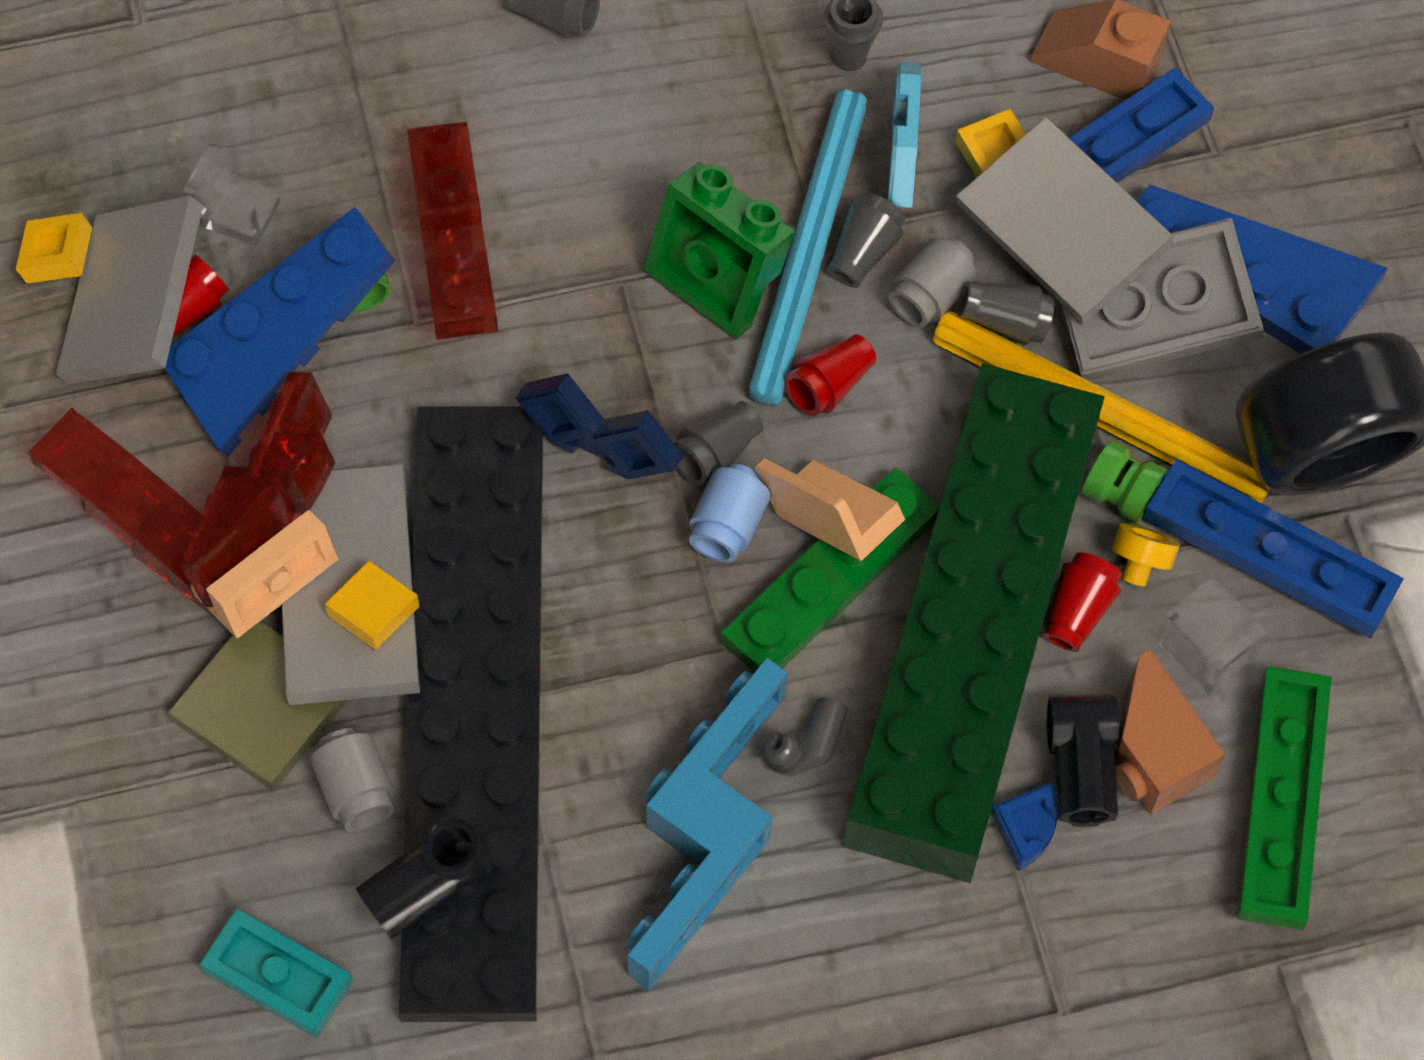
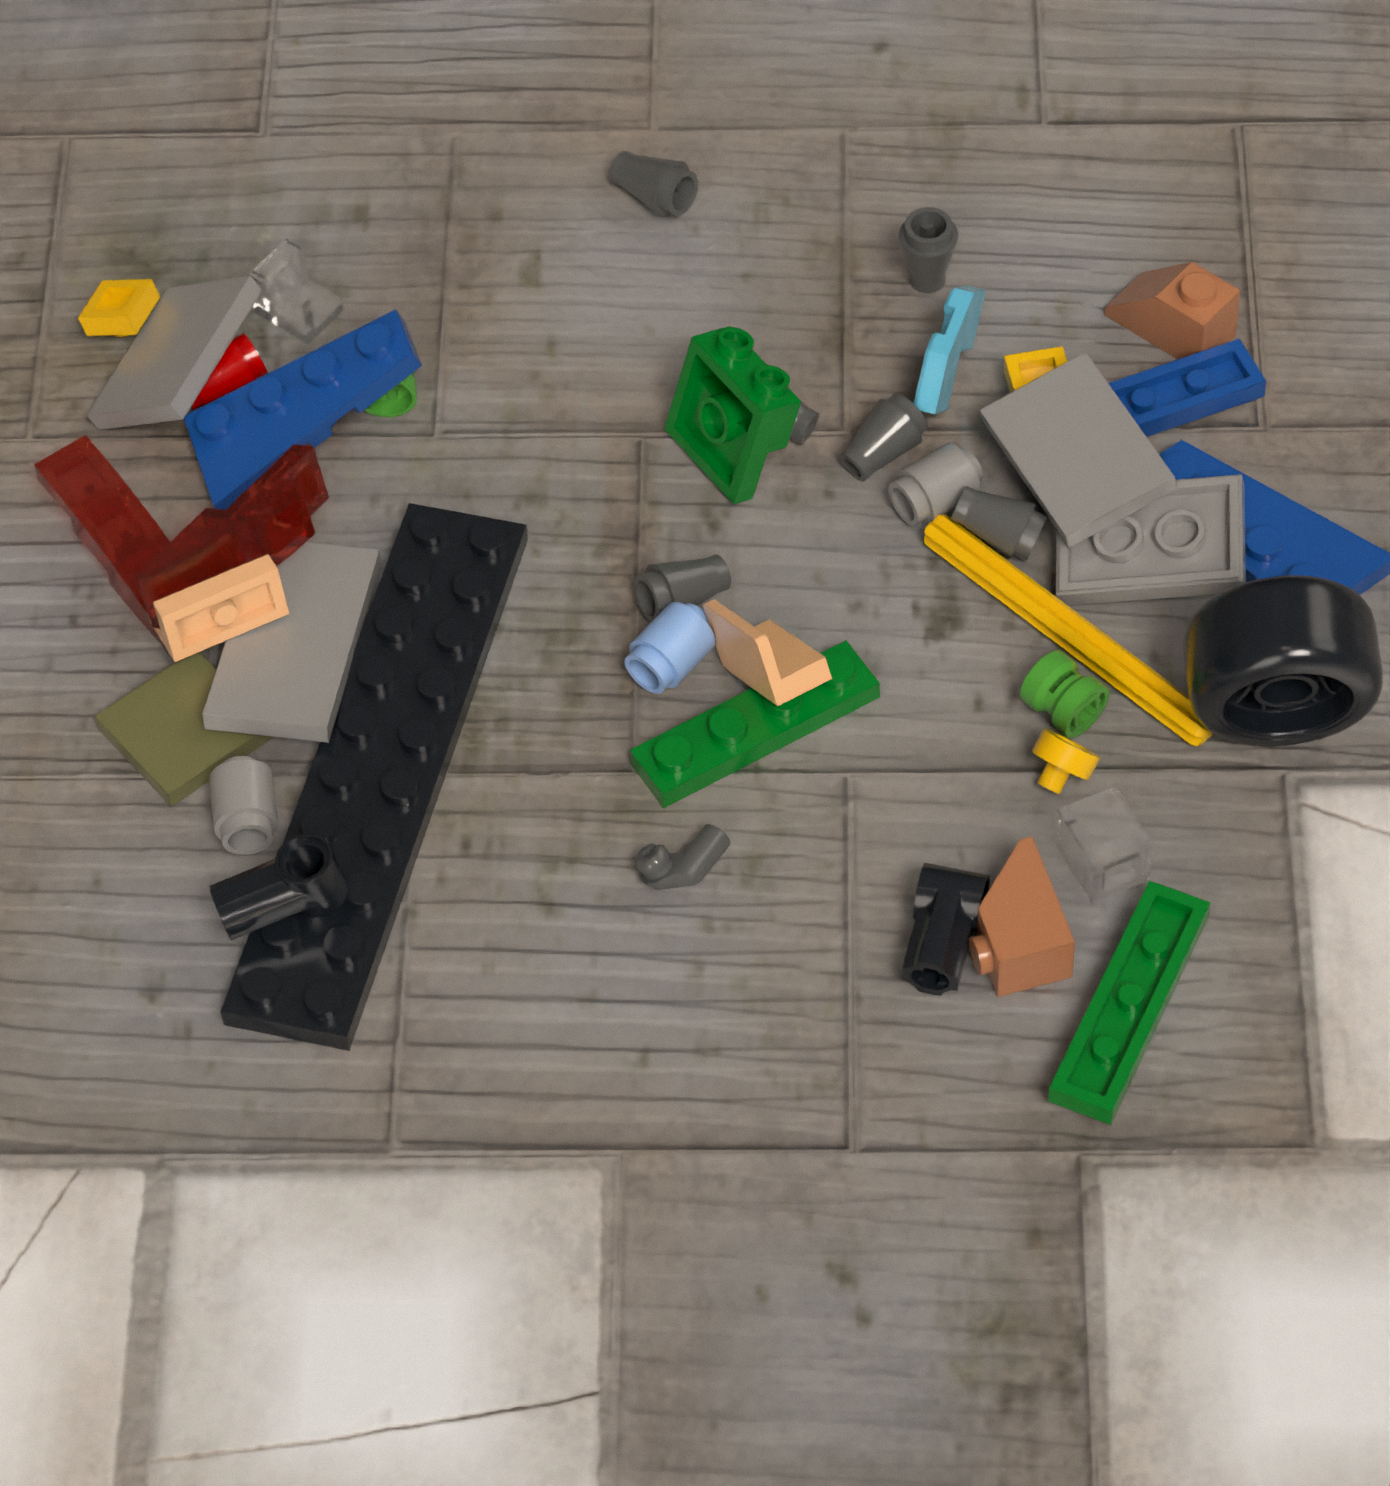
camera: 20 degrees right, 10 degrees down
(276, 973) = (120, 953): teal plate -> none
(372, 605) = (305, 654): yellow tile -> none
(452, 231) = (490, 356): clear red slope -> none
(630, 442) = (593, 567): dark blue tile -> none
(705, 822) = (561, 908): dark azure bracket -> none
(807, 248) = (827, 436): medium azure axle -> none
(827, 376) = (807, 548): red cone -> none
(973, 625) = (872, 788): dark green brick -> none
(1027, 823) = (872, 977): blue tile -> none
(1081, 599) = (988, 789): red cone -> none
(1273, 548) = (1195, 782): blue plate -> none

